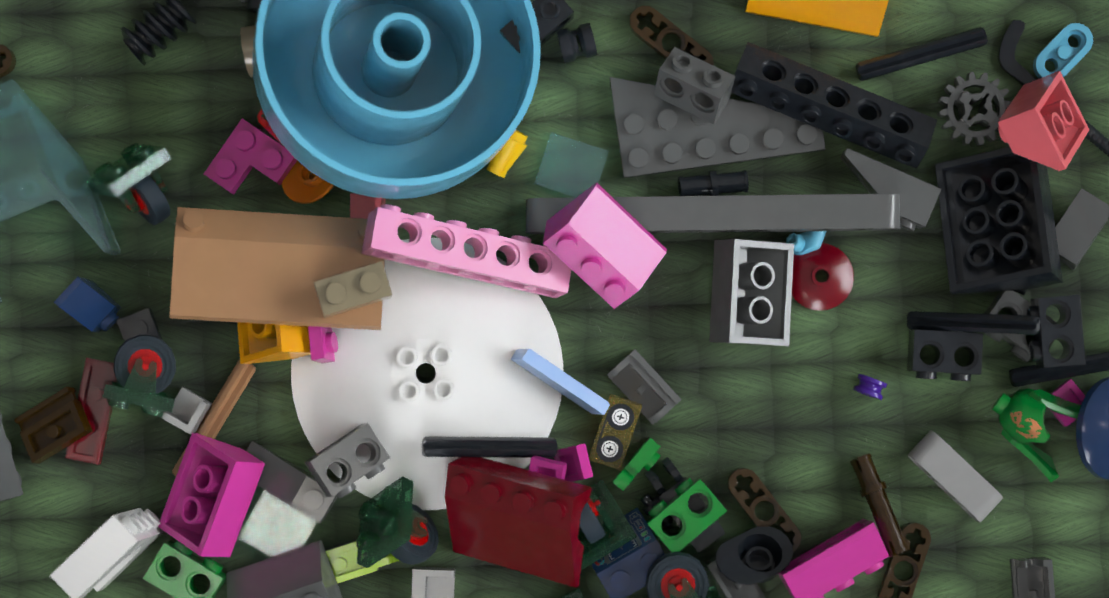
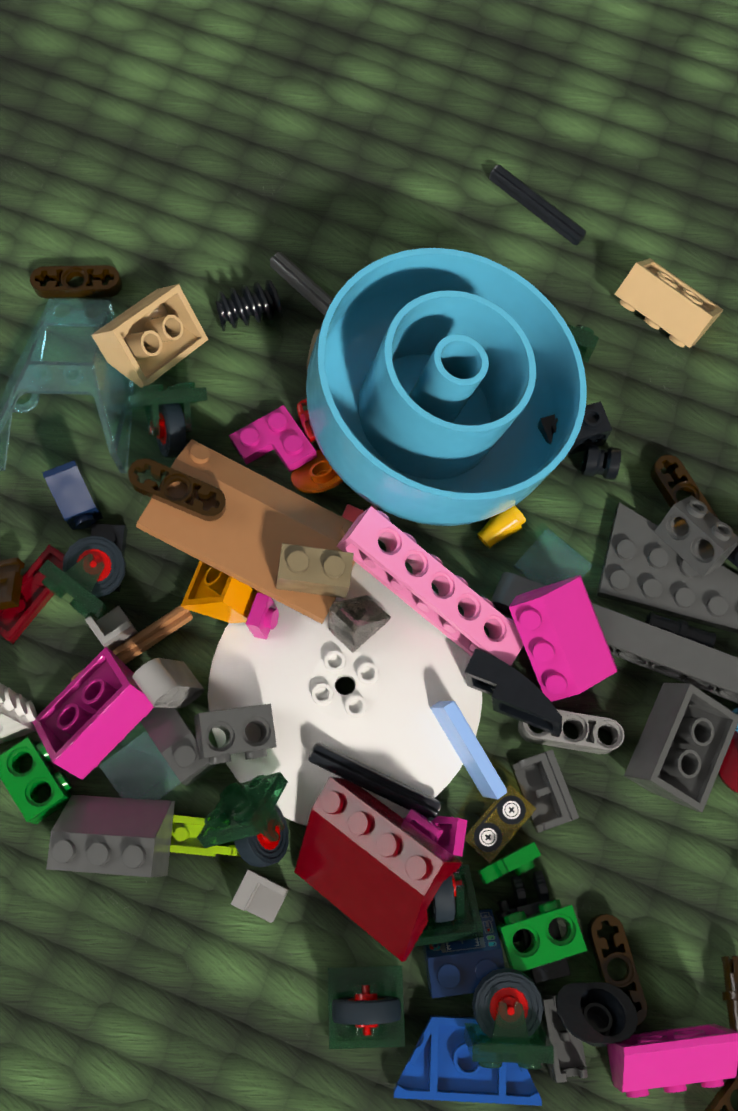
camera: 20 degrees right, 15 degrees down
(79, 107) = (151, 336): none -> tan slope
(165, 260) = (150, 488): none -> dark brown beam
(267, 443) = (168, 683): none -> light grey beam
(411, 310) = (356, 620): none -> clear smoke slope
(576, 315) = (512, 692): none -> black slope
(661, 313) = (587, 733): none -> light grey beam

